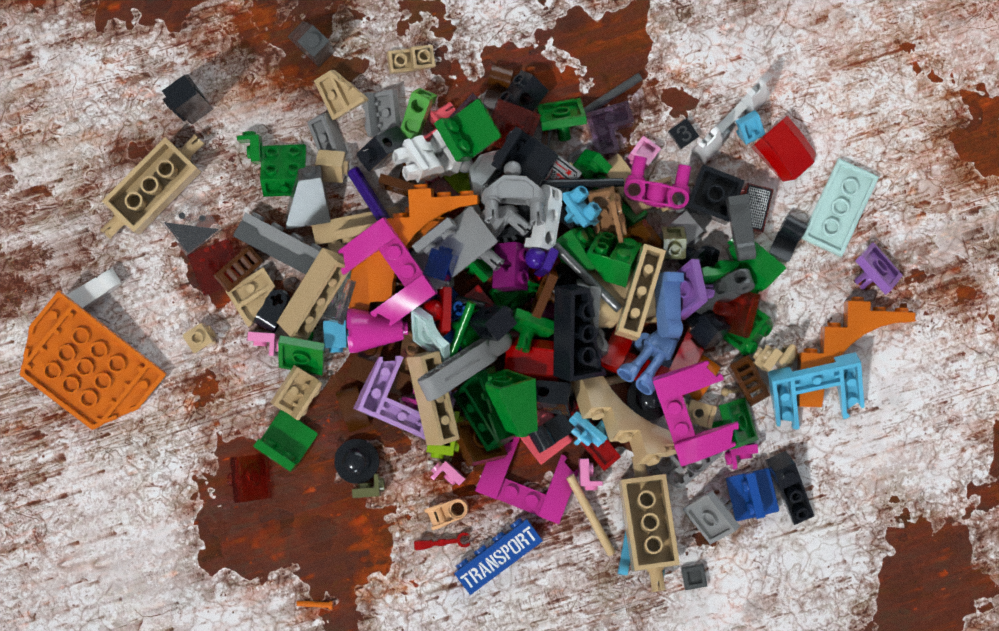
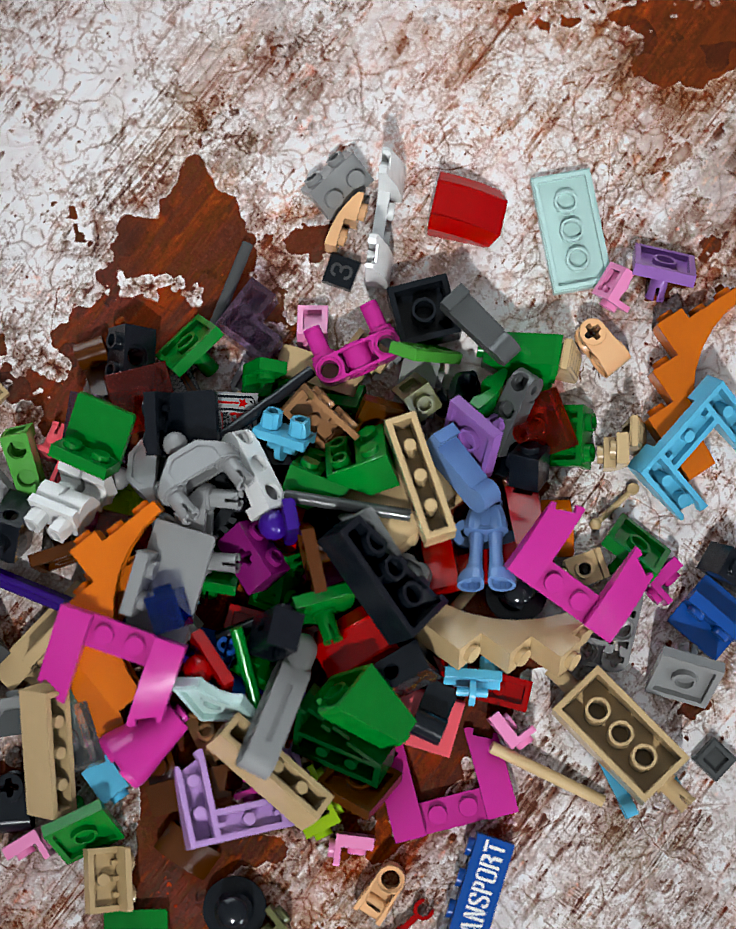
camera: 35 degrees left, 5 degrees down
(697, 219) = (425, 352): none -> bright green tile
(712, 103) = (349, 216): none -> light nougat slope
(719, 77) = (336, 183): none -> light grey bracket
(733, 369) = (595, 472): reddish brown slope -> none
(750, 127) = (409, 212): medium azure bracket -> none
(759, 205) = (482, 289): brick -> none
(779, 286) = (569, 362): none -> tan slope
(788, 237) = (538, 303): black panel -> none
(805, 292) = (603, 349): none -> light nougat piece
(839, 258) = (612, 286): none -> bright pink bracket

